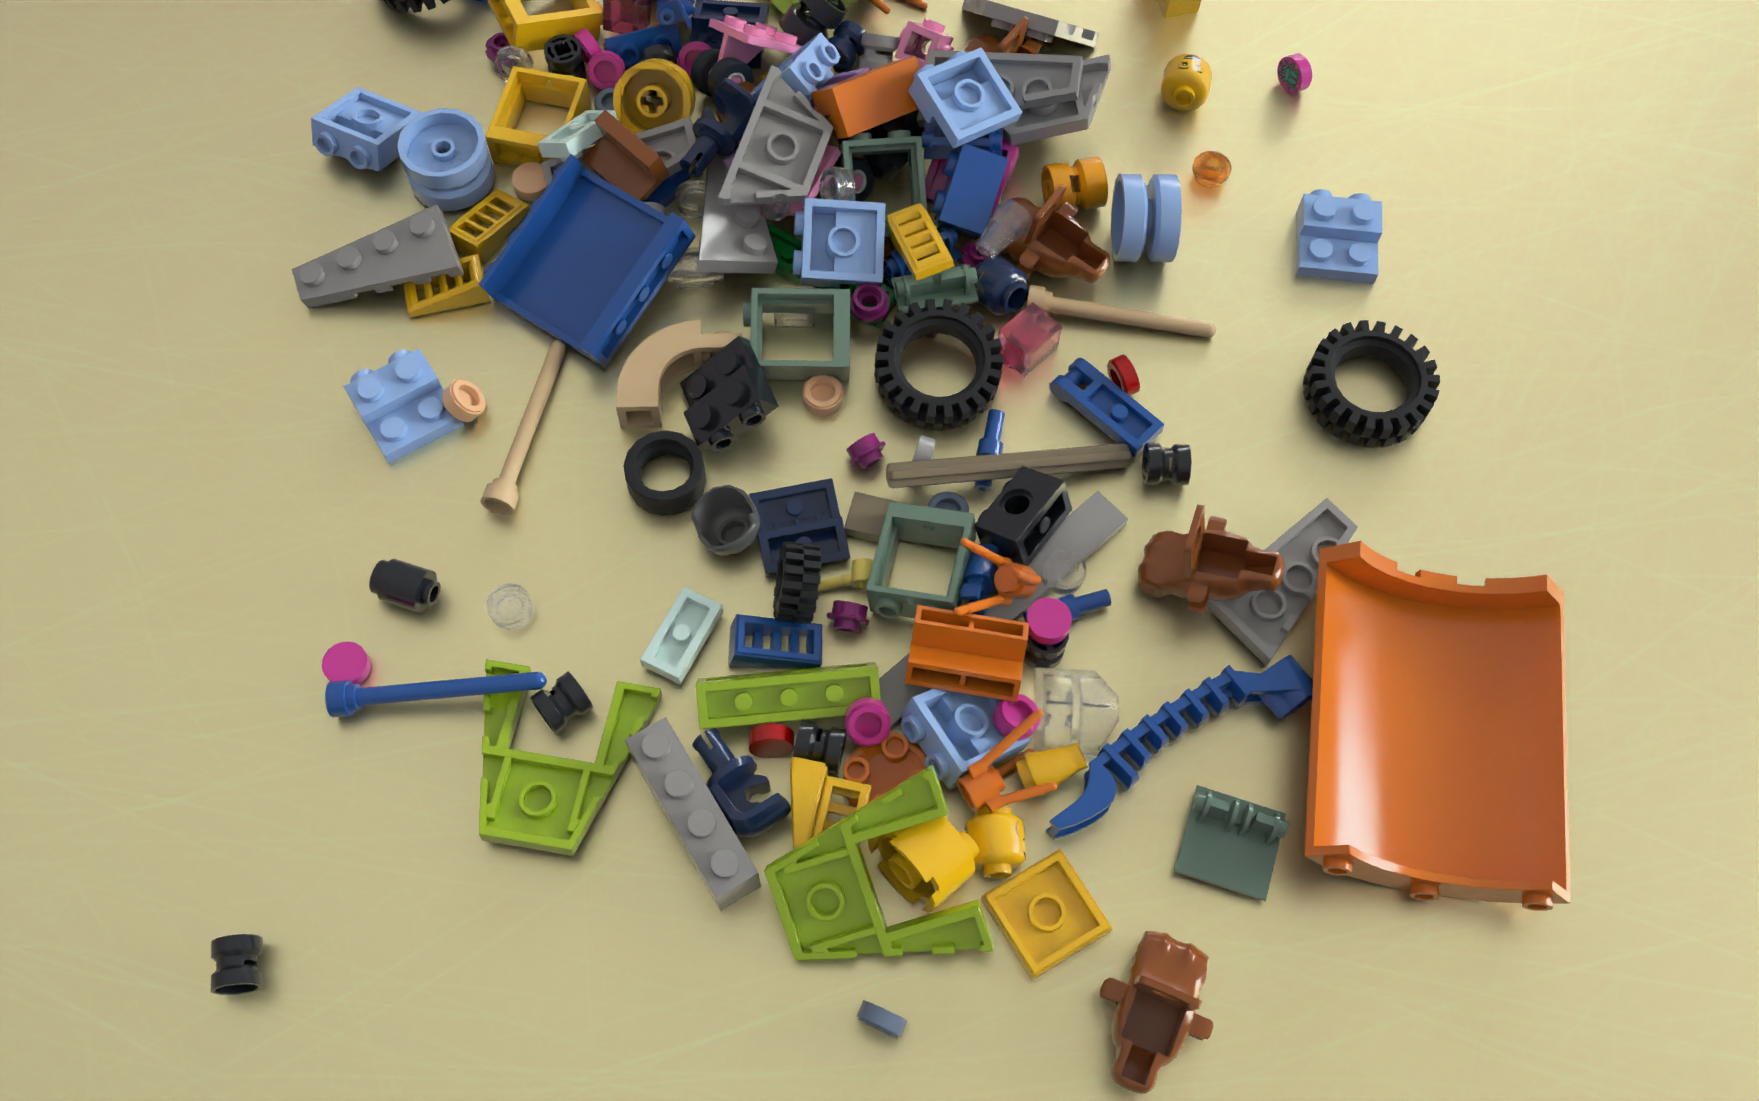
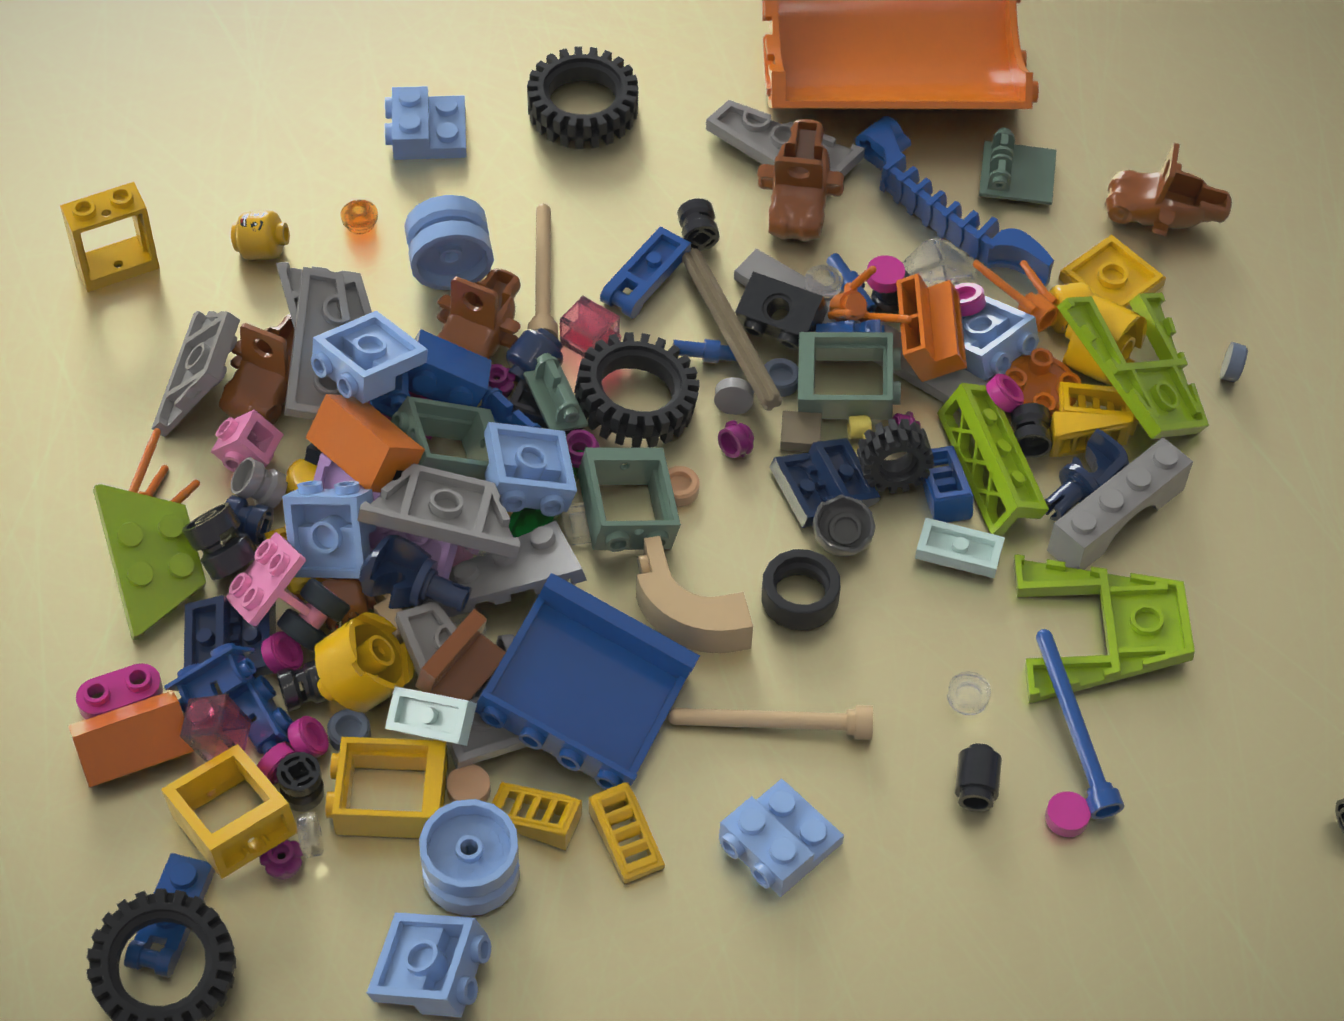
camera: 100 degrees left, 10 degrees down
(394, 255) = (612, 887): light grey wing -> none
(463, 400) = (764, 776): light nougat tile -> none
(562, 701) = (1050, 616): black wheel -> none
(727, 396) = (715, 542): black plate -> none
(771, 740) = (1038, 464): red tile -> none
(837, 184) = (470, 463): clear tile -> none
(917, 238) = (505, 393): yellow slope -> none
(1004, 228) = (488, 341): clear cone -> none
(1051, 765) = (1000, 266): yellow cone -> none
(1087, 182) = (407, 303): light orange wheel -> none
(1123, 374) = (612, 259): red tile -> none
(1294, 73) = (235, 157): dark pink tile -> none

